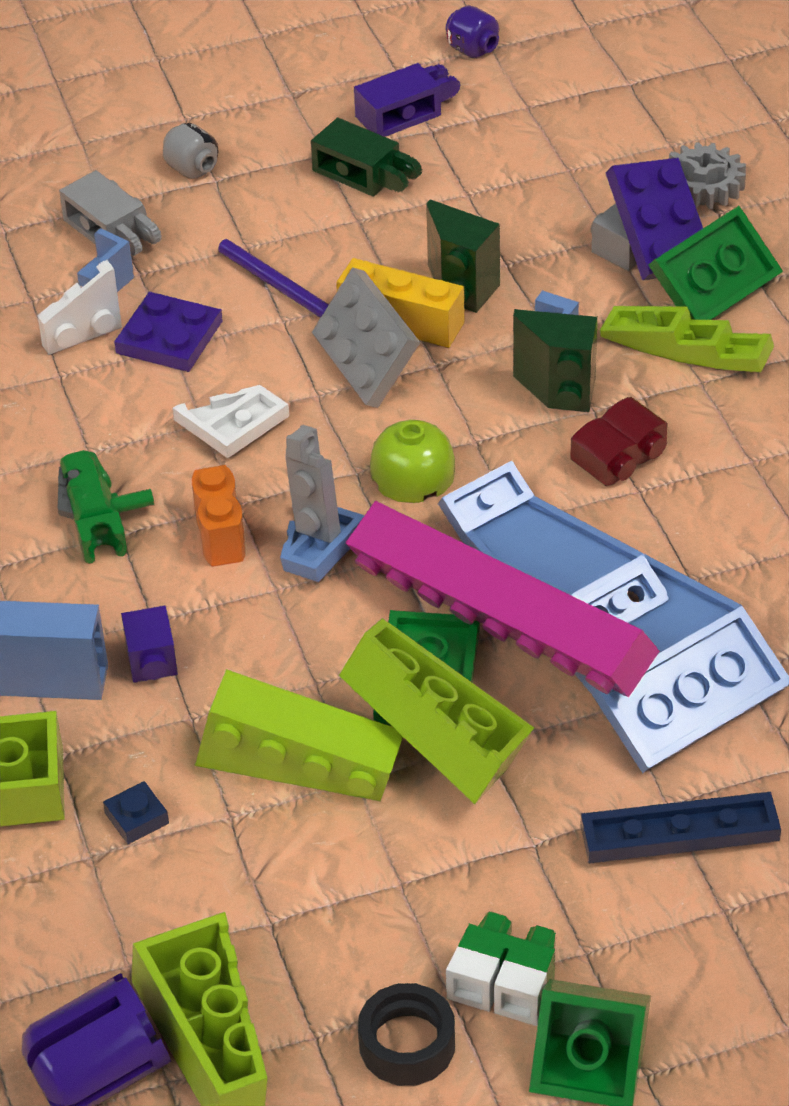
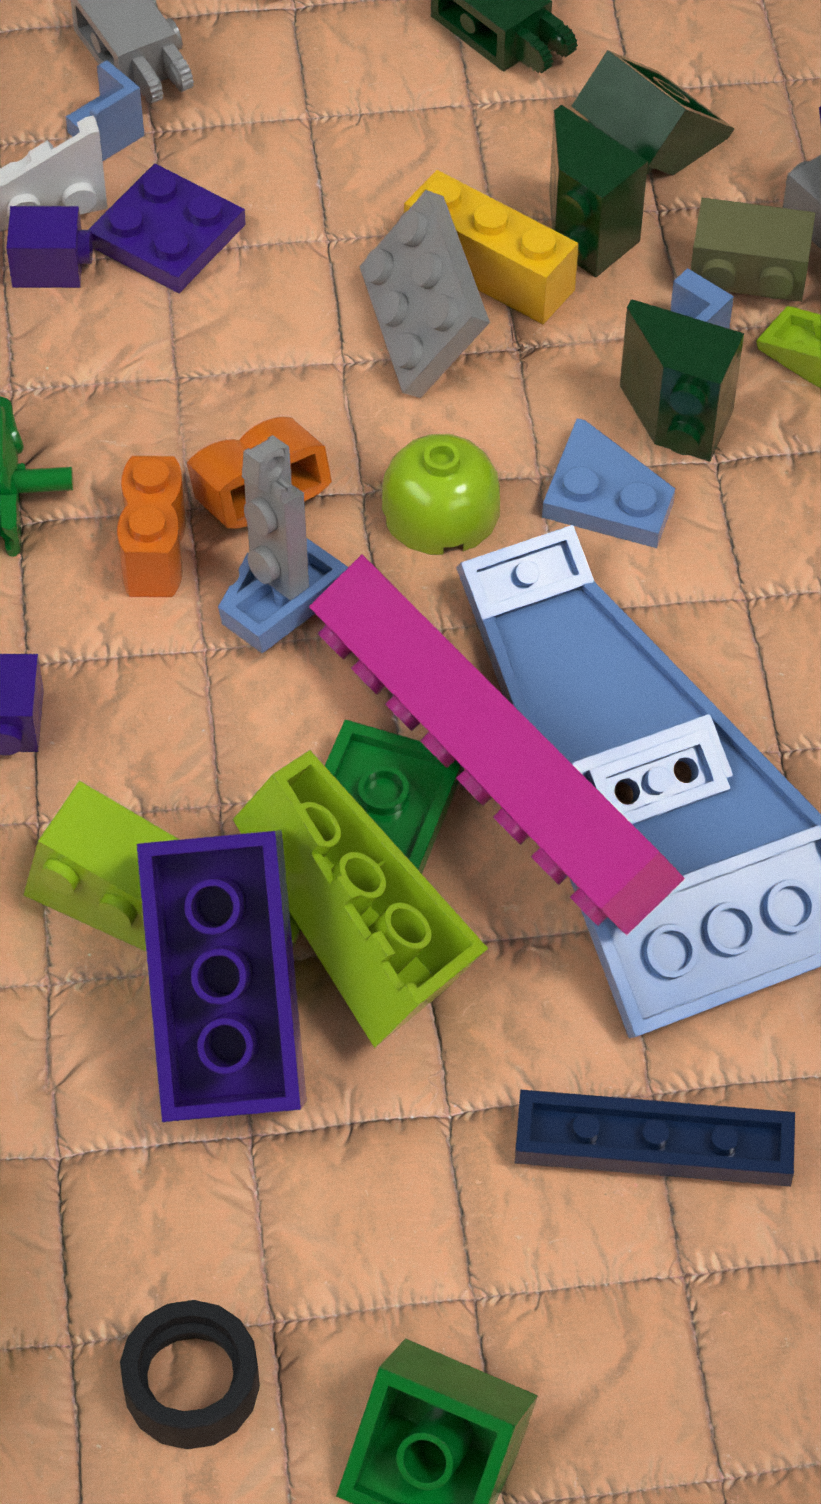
camera: 10 degrees right, 10 degrees up
(90, 355) = (47, 246): none -> dark purple brick
(233, 418) = (216, 379): white wing -> none
(264, 474) = (218, 468): none -> orange brick
(273, 277) = (329, 171): dark purple bar -> none
(361, 770) = (221, 976): none -> dark purple brick
(487, 200) = (649, 114): none -> dark green slope
(502, 968) = (345, 1307): hips -> none
(525, 440) = (607, 490): none -> medium blue wing
(583, 271) = (753, 248): none -> olive brick
(619, 441) = (735, 520): dark red brick -> none

